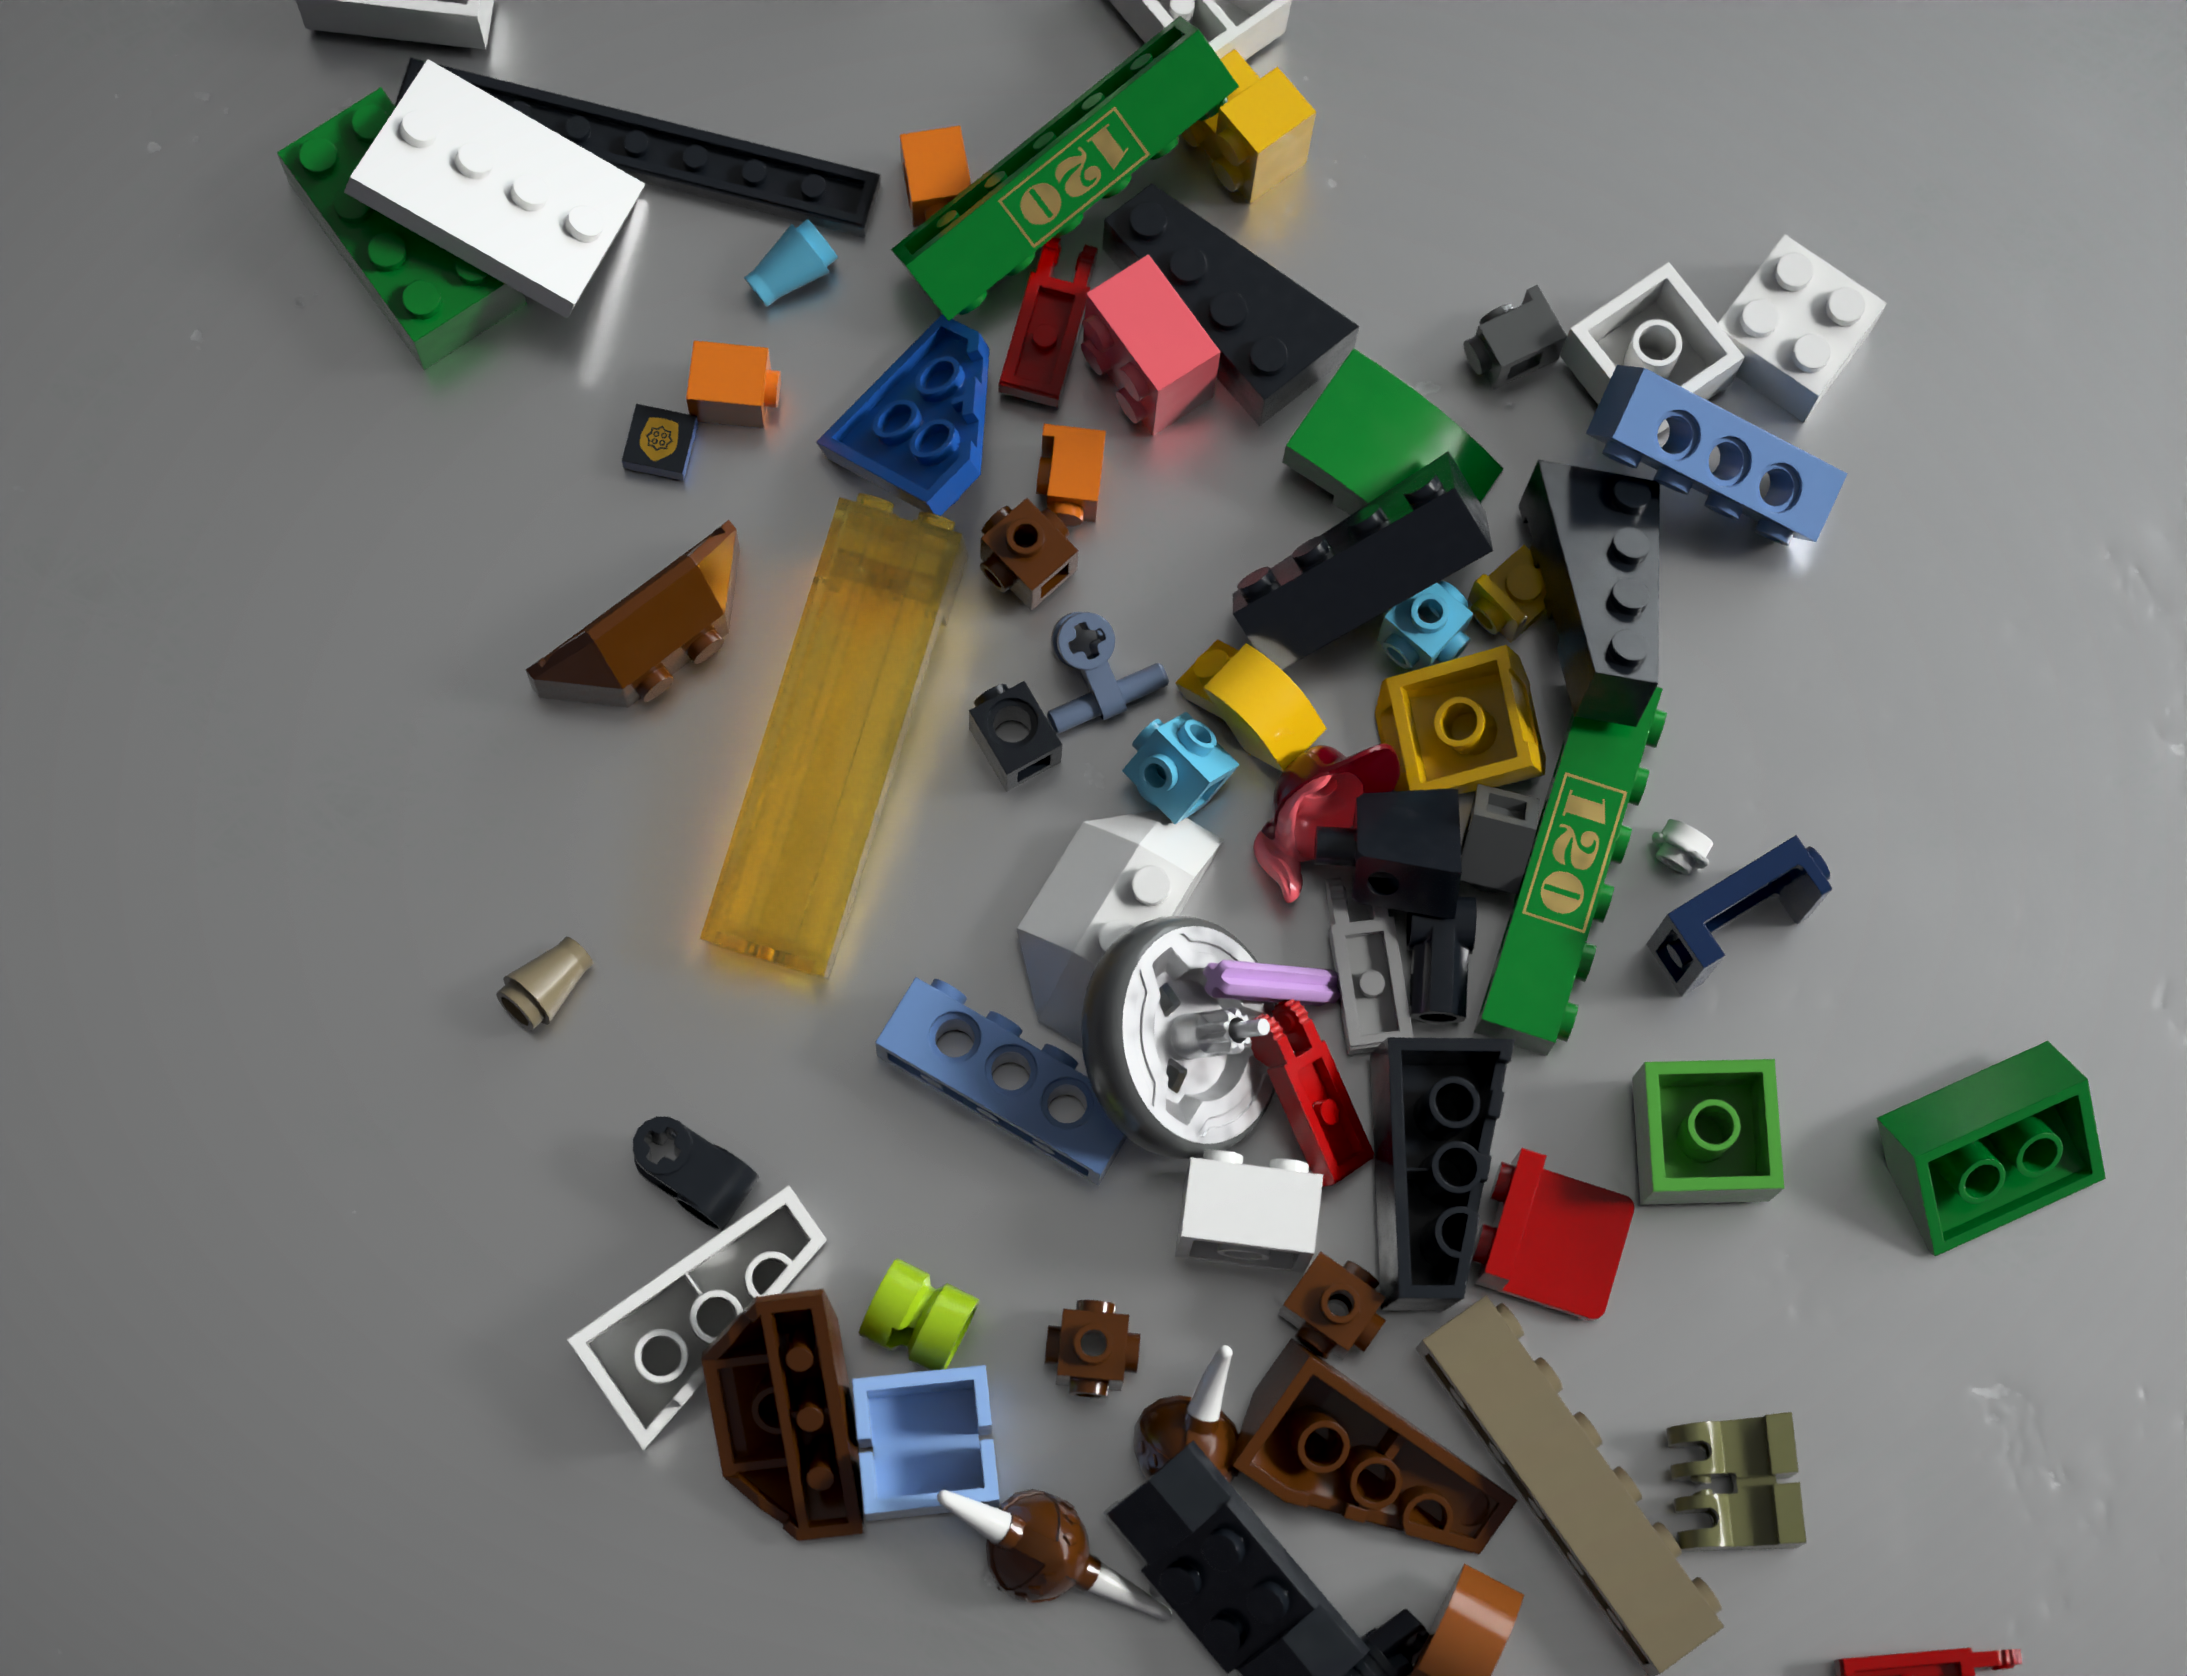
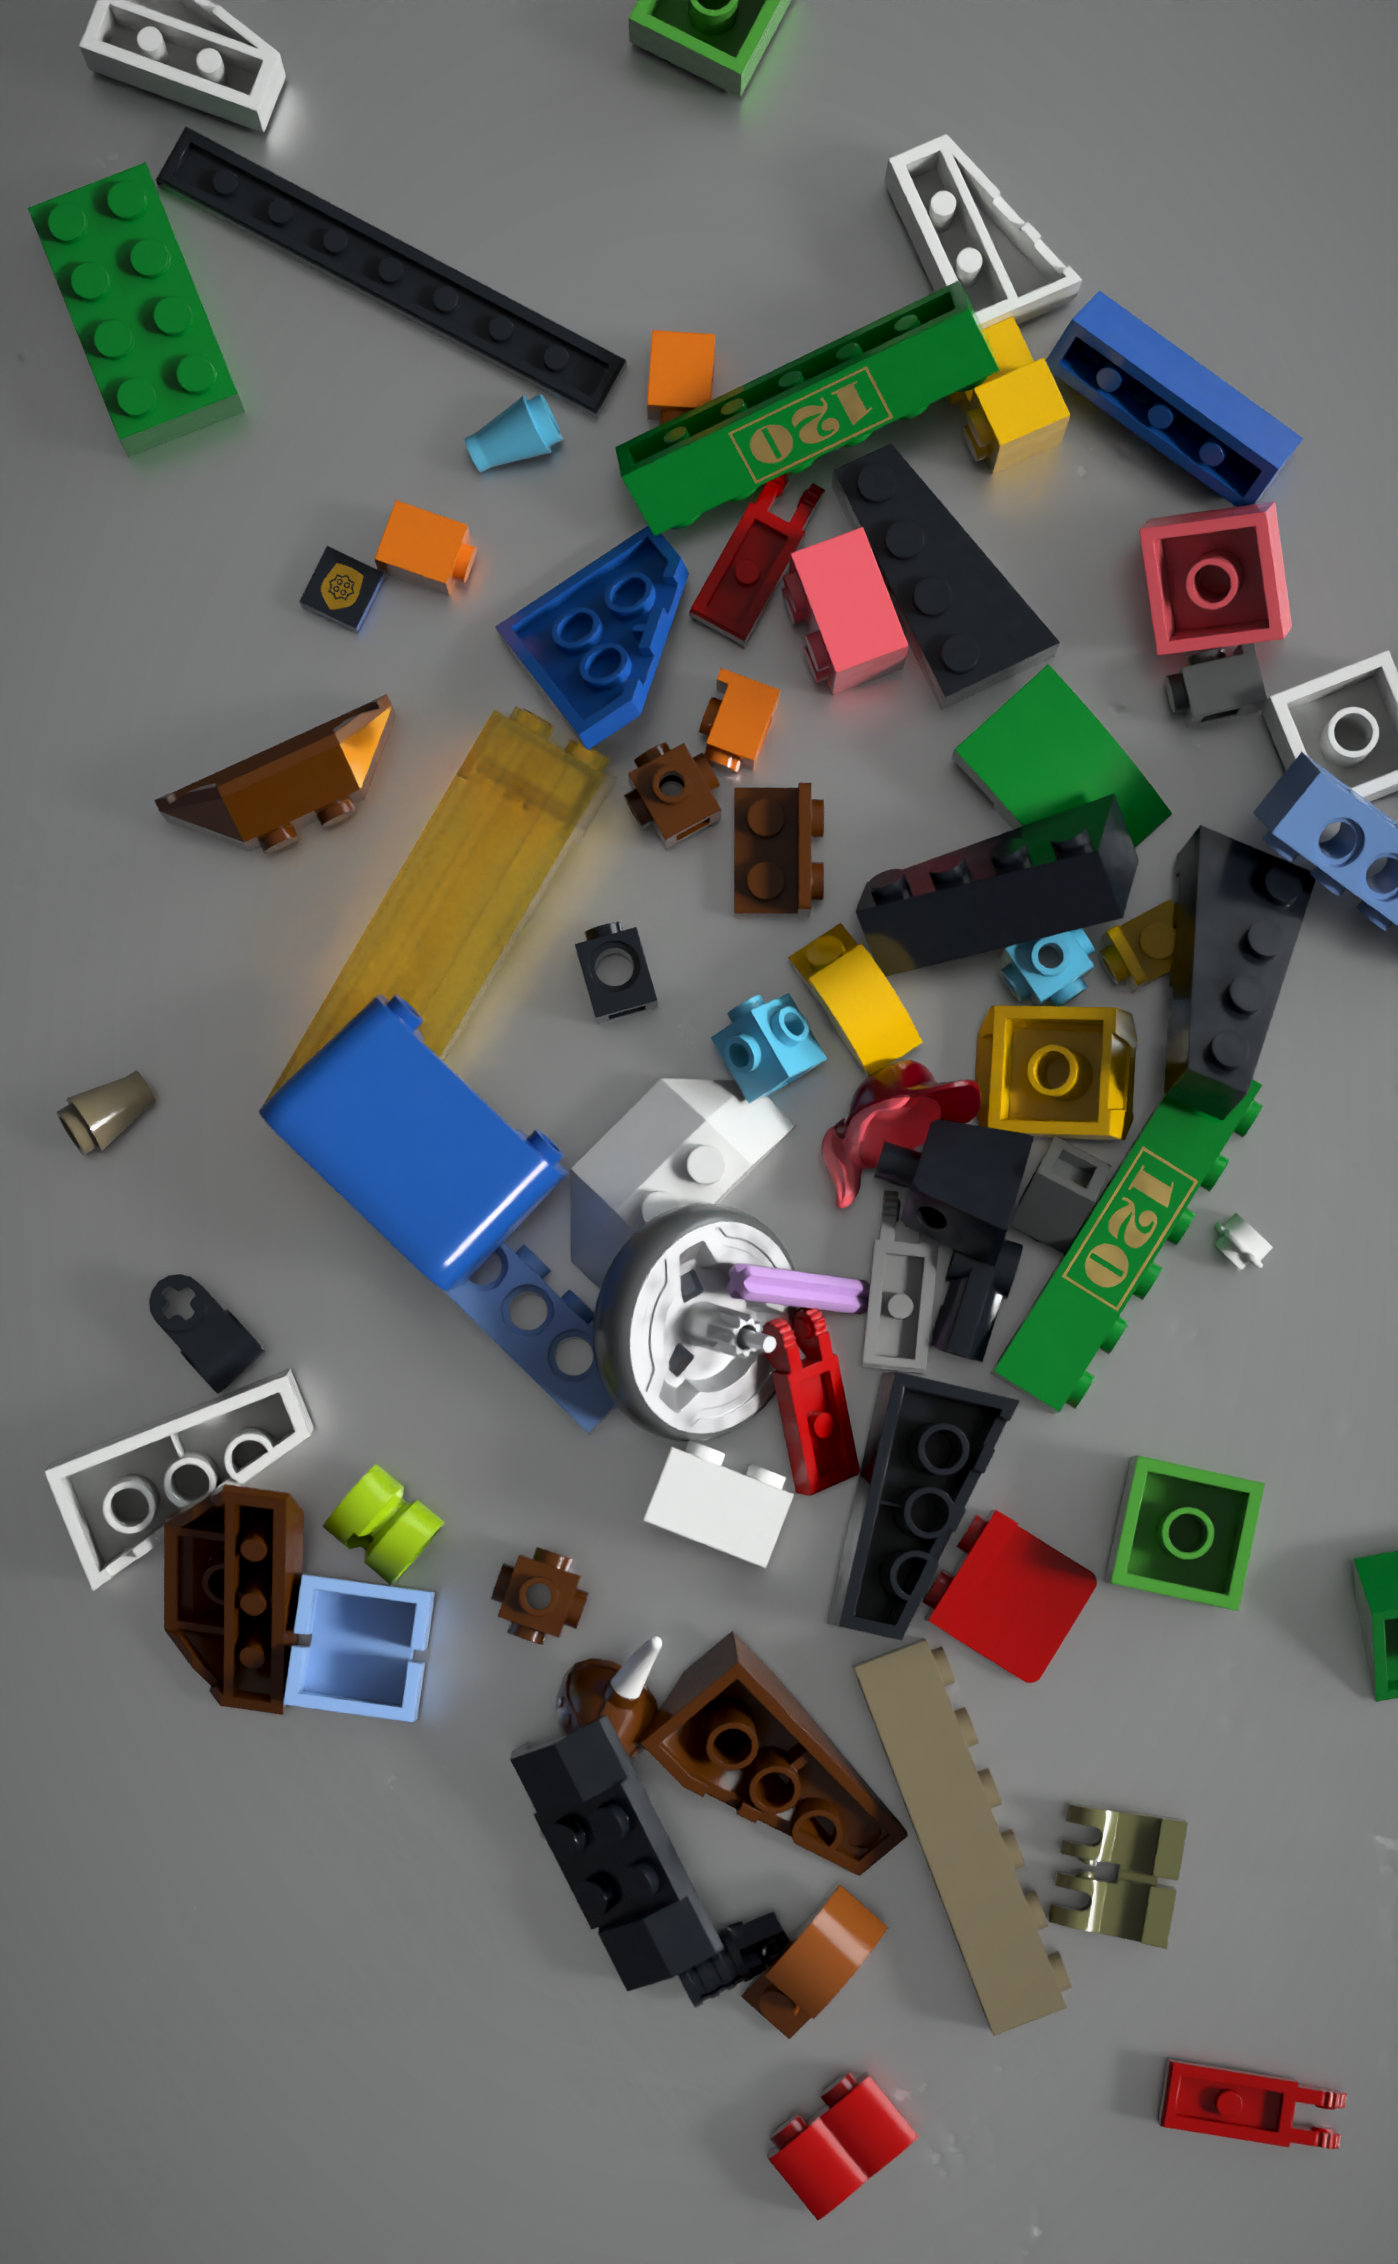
camera: 20 degrees right, 10 degrees up
(495, 188) = (235, 296): white plate -> none
(864, 922) = (413, 1144): none -> blue windscreen
(1042, 1550) = (447, 1772): reddish brown helmet -> none
(1105, 694) = (717, 953): sand blue piece -> none
(1139, 587) = (775, 851): none -> reddish brown bracket
(1331, 1283) = (759, 1598): reddish brown brick -> none
(1405, 95) = (1172, 401): none -> blue brick
(1488, 236) = (1215, 578): none -> coral brick
(1685, 939) = (1210, 1337): dark blue panel -> none

